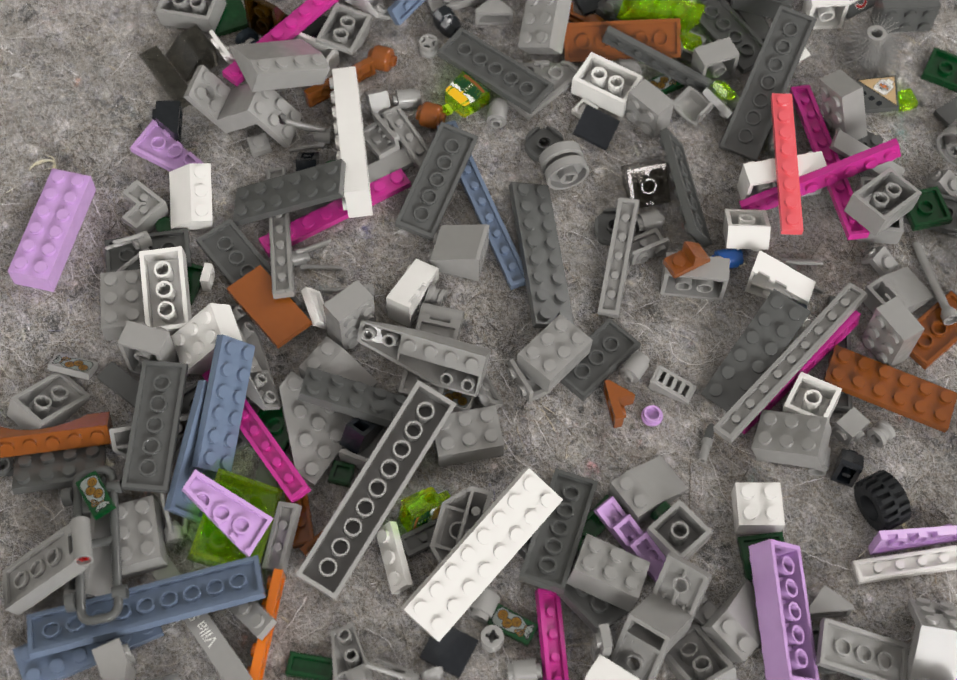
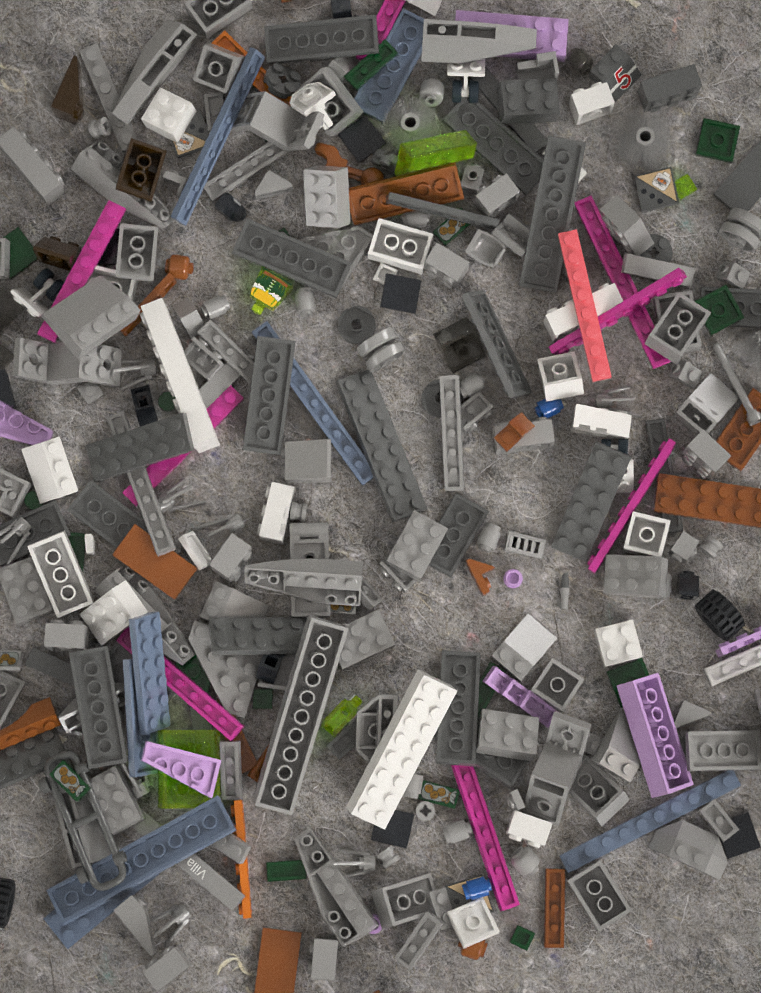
camera: 15 degrees left, 20 degrees up
(48, 566) = (53, 850): light grey hinge -> none
(394, 558) = (328, 764): white plate -> none
(430, 115) = (243, 321): dark orange head -> none
(431, 42) = (217, 237): light grey wheel -> none
(660, 510) = (539, 667): dark green tile -> none
(690, 40) = (470, 184): clear neon green plate -> none
(723, 90) = (512, 227): clear neon green plate -> none
(789, 363) = (623, 505): light grey plate -> none

